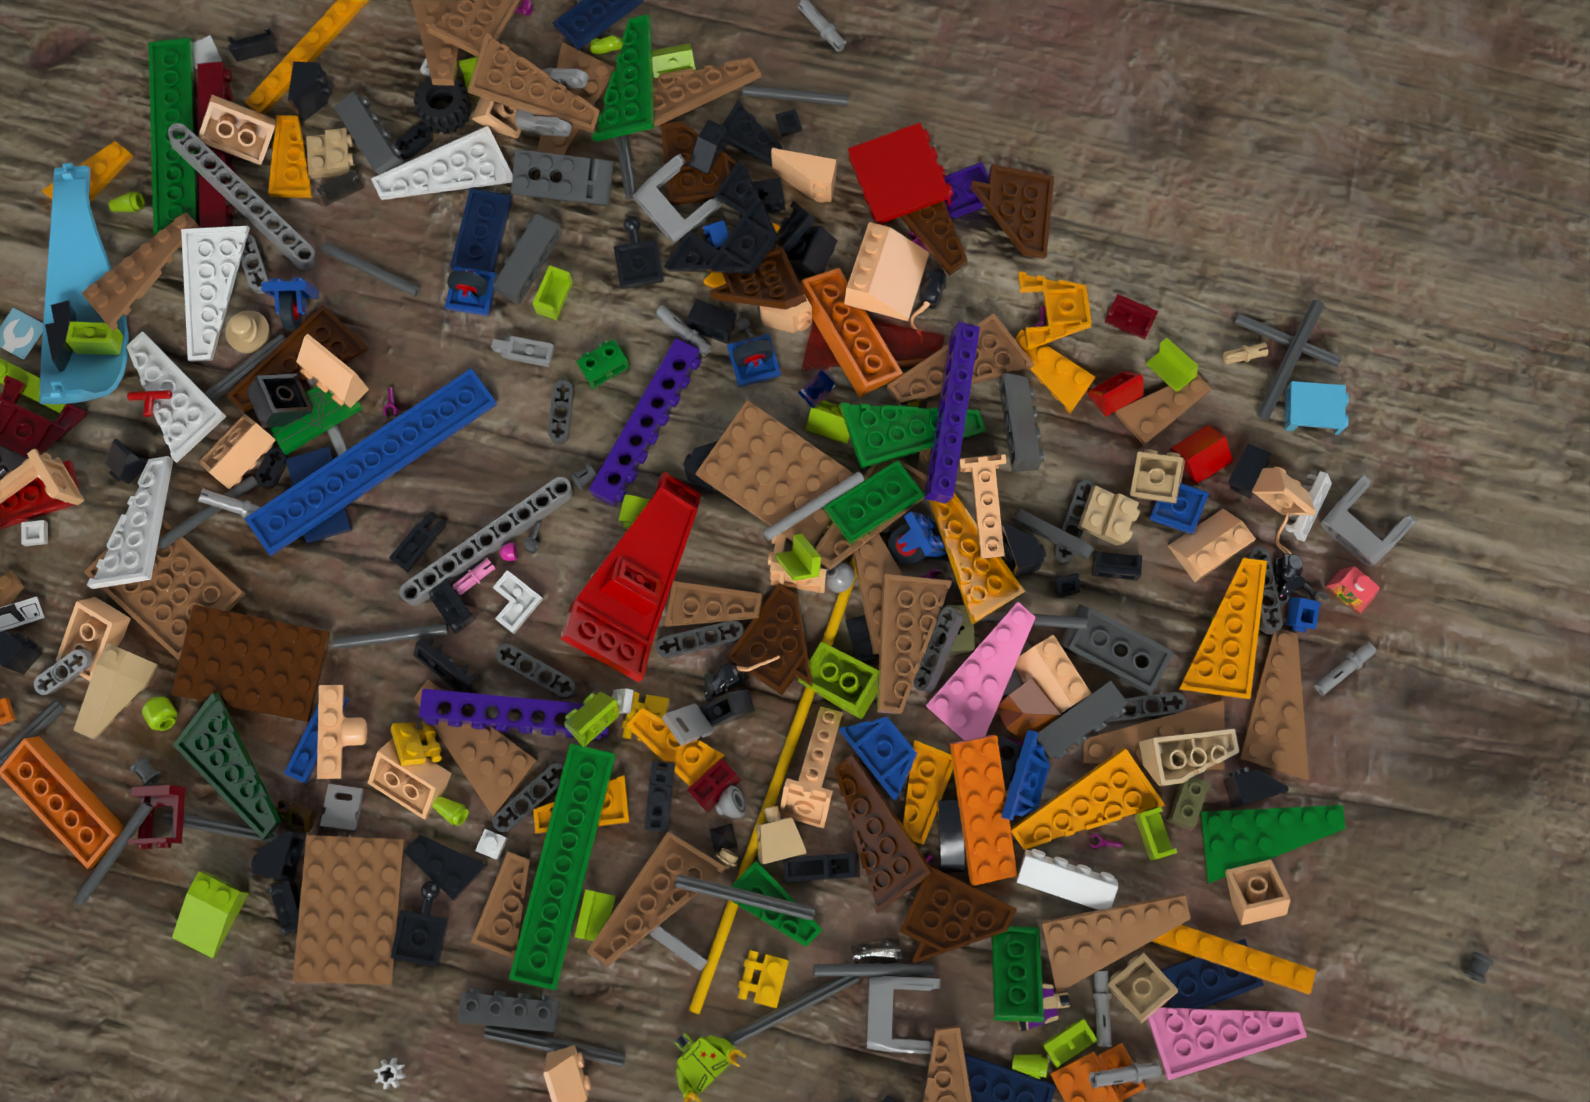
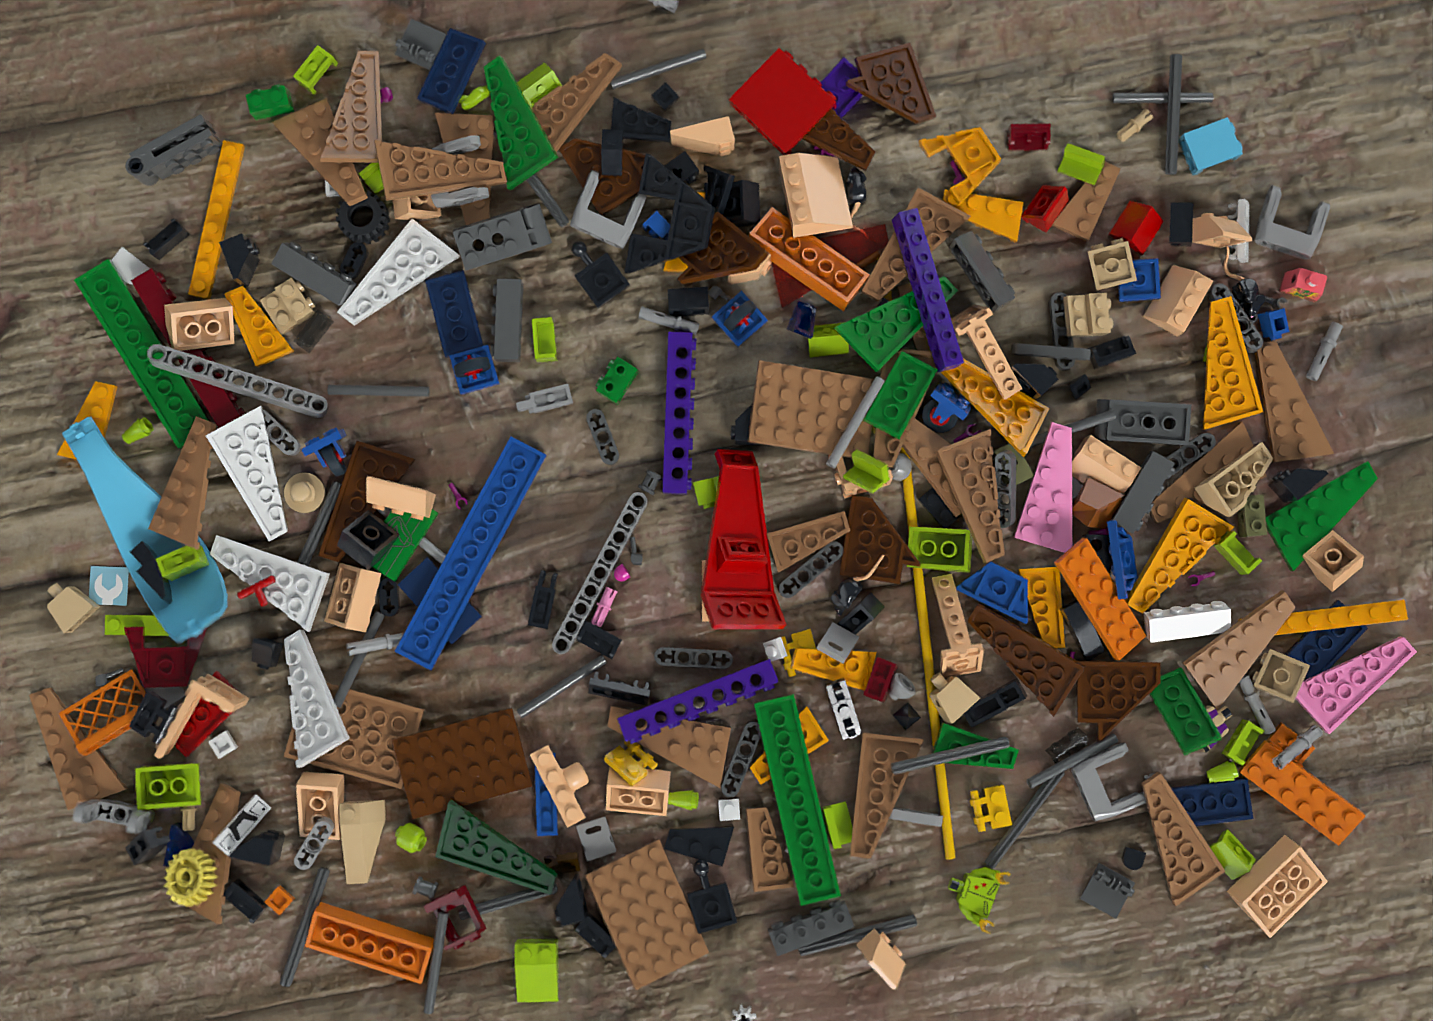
camera: 35 degrees left, 10 degrees up
(522, 601) = (653, 608): white plate -> none
(592, 718) = (765, 676): lime slope -> none
(727, 858) = (918, 731): tan plate -> none

